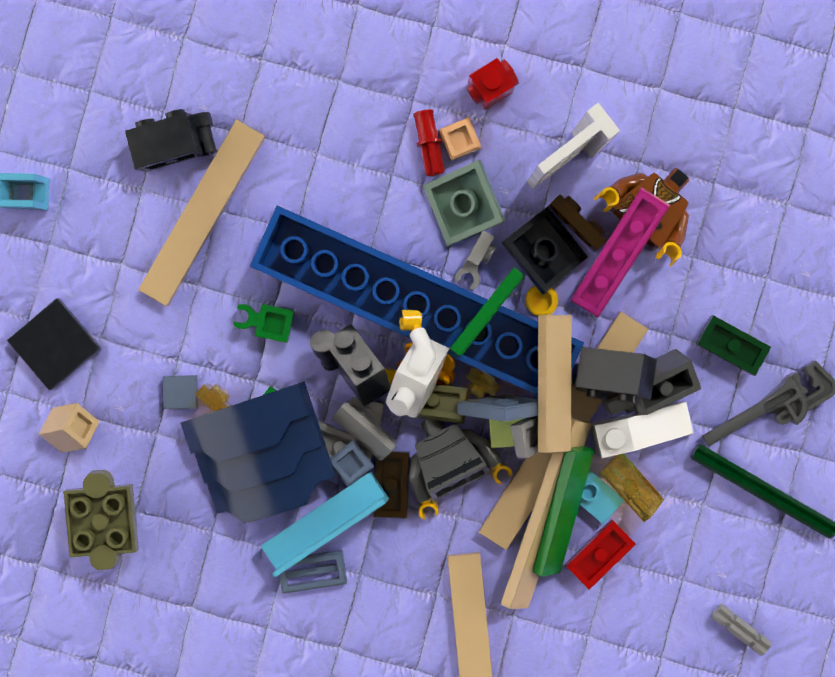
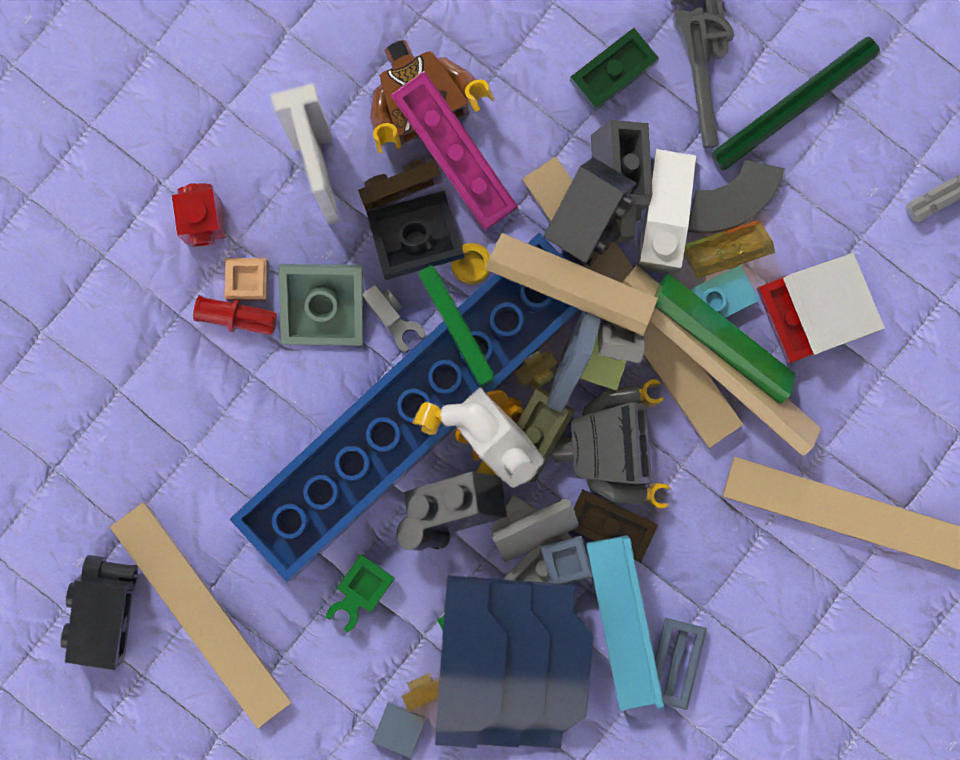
camera: 65 degrees left, 5 degrees down
(624, 580) = (833, 303): none -> white tile
(671, 477) = (736, 202): none -> dark grey tile

